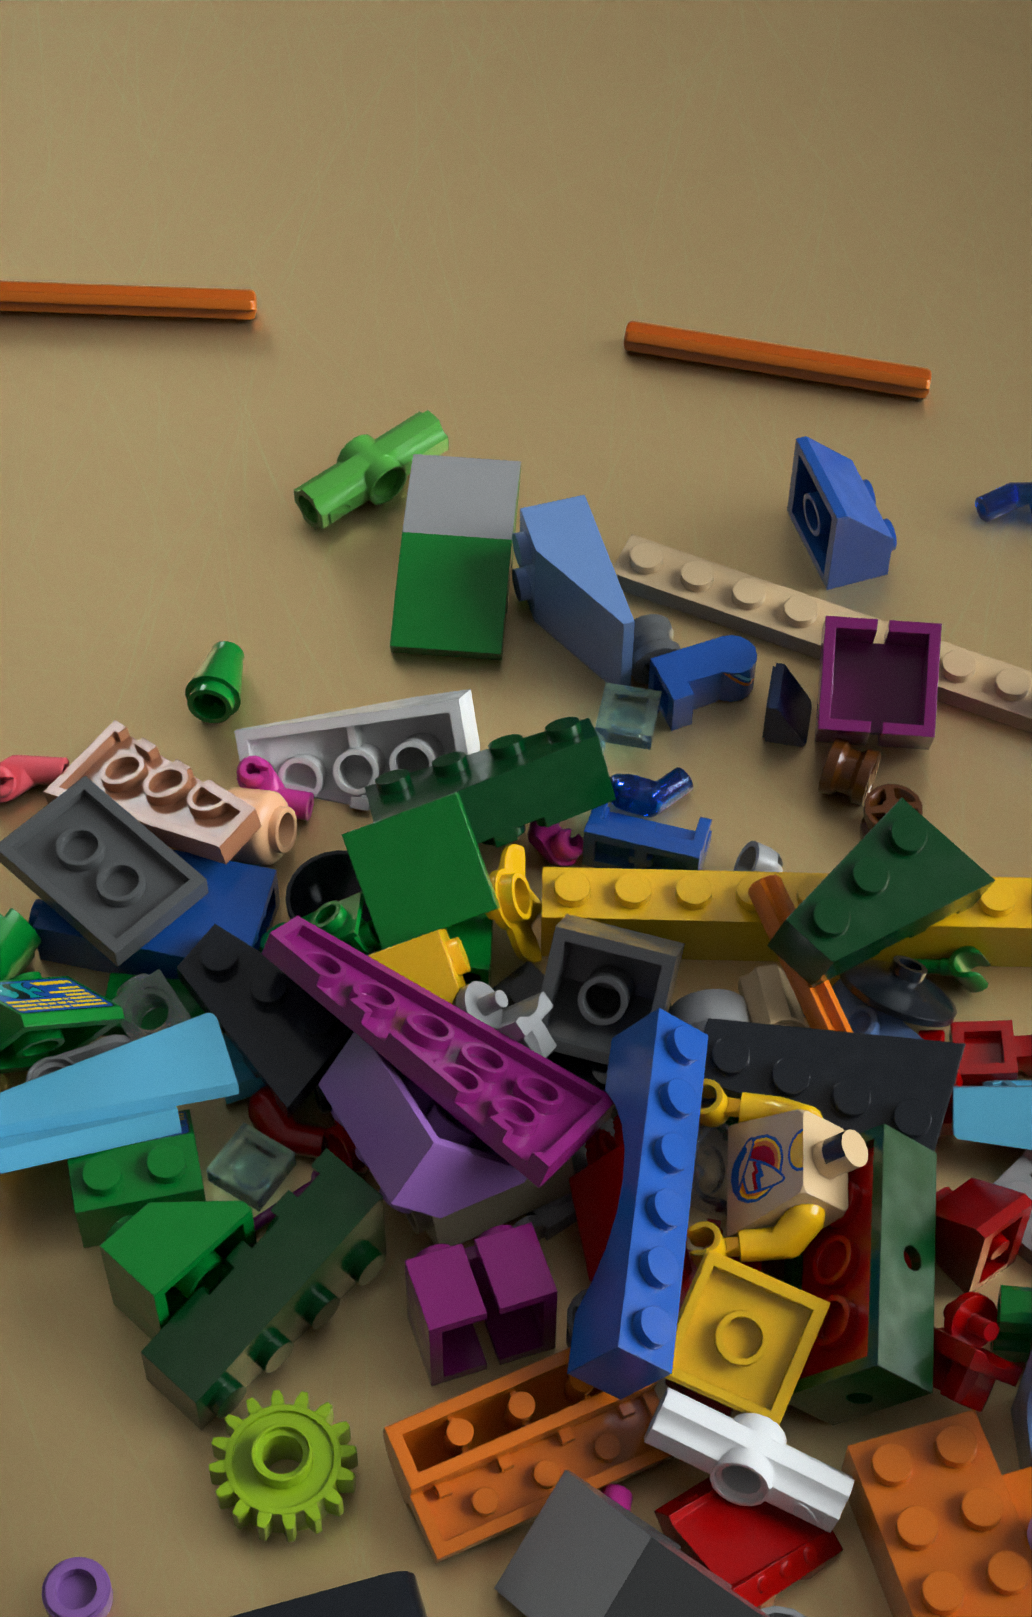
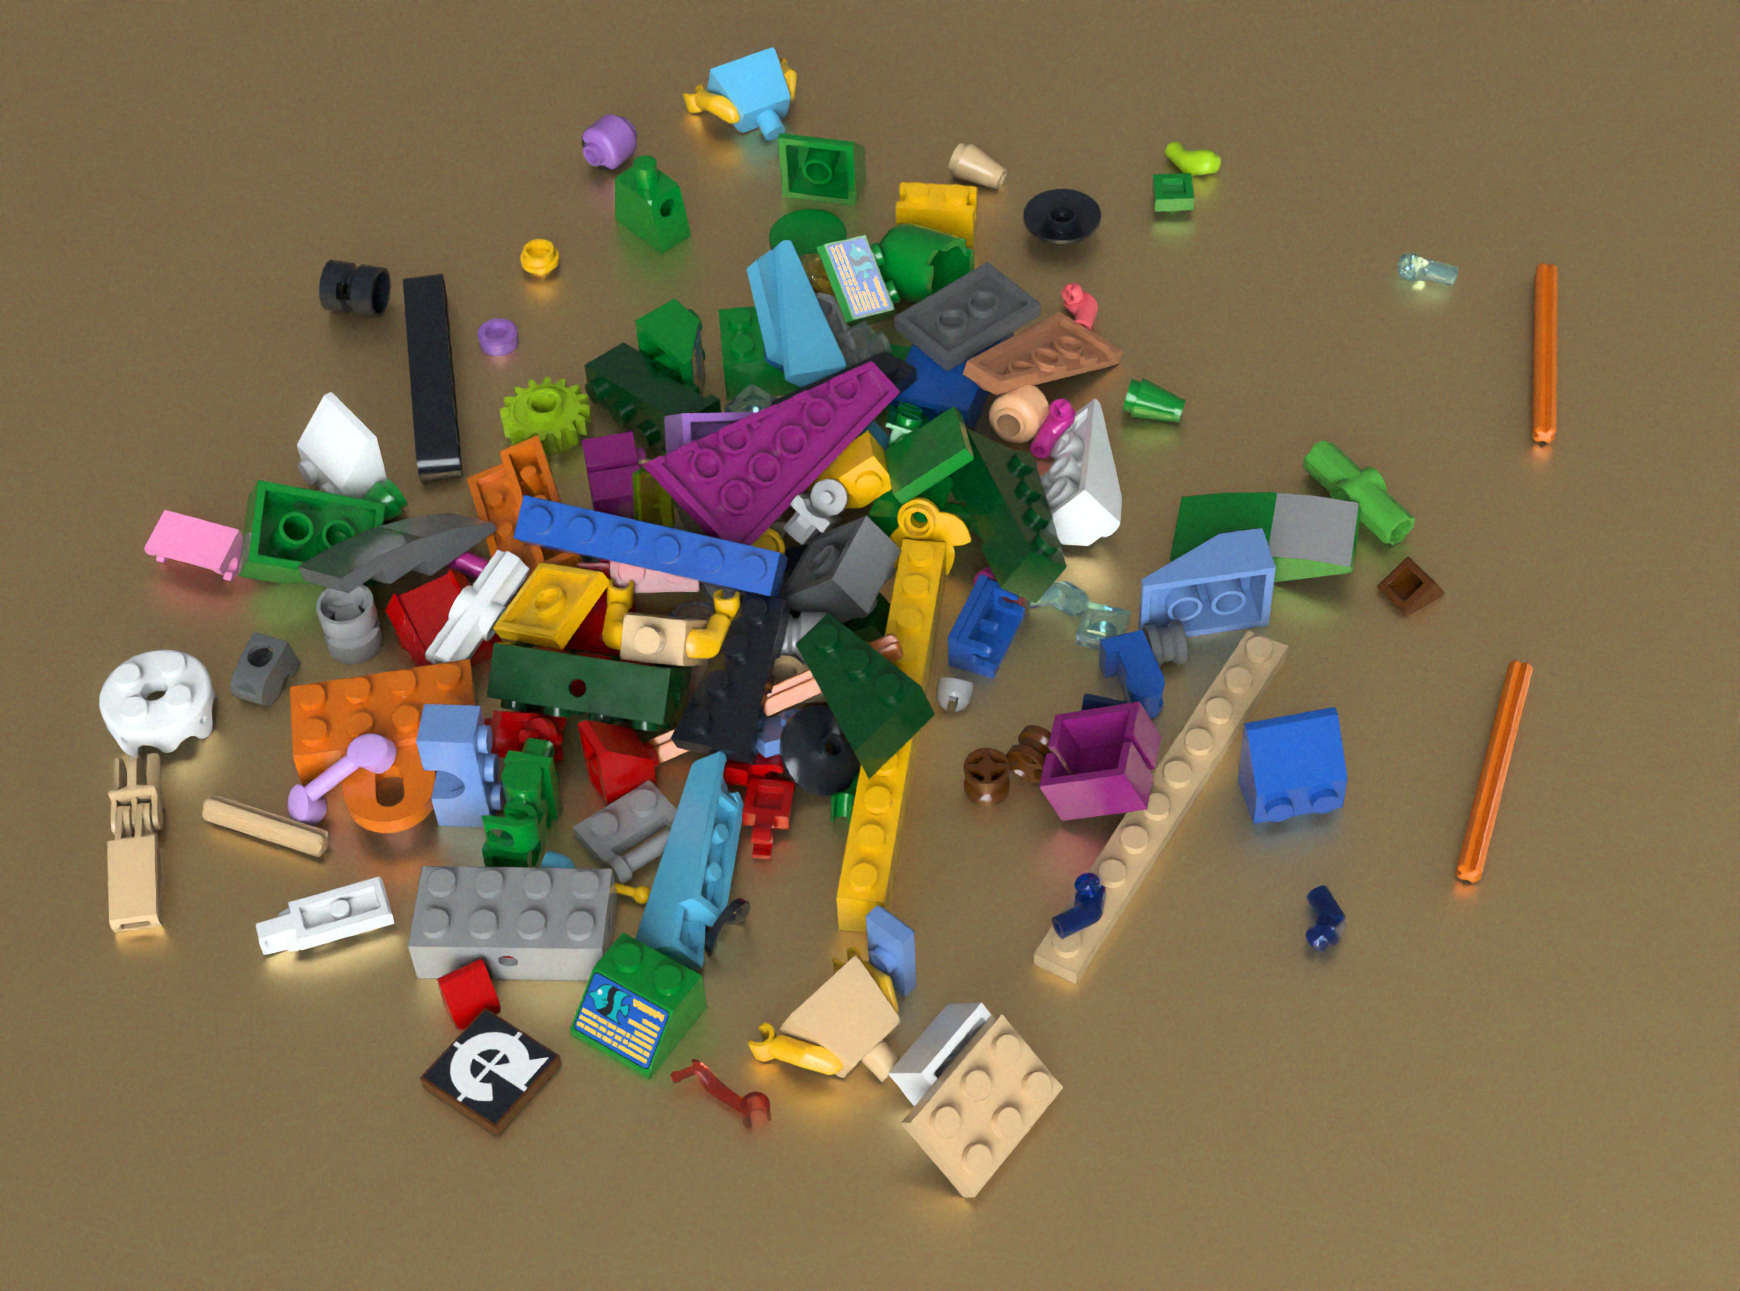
camera: 100 degrees right, 5 degrees down
(513, 429) = (1410, 587): none -> reddish brown slope
(551, 1218) = (651, 500): none -> clear neon green piece
(648, 796) = (1028, 636): clear blue arm -> none

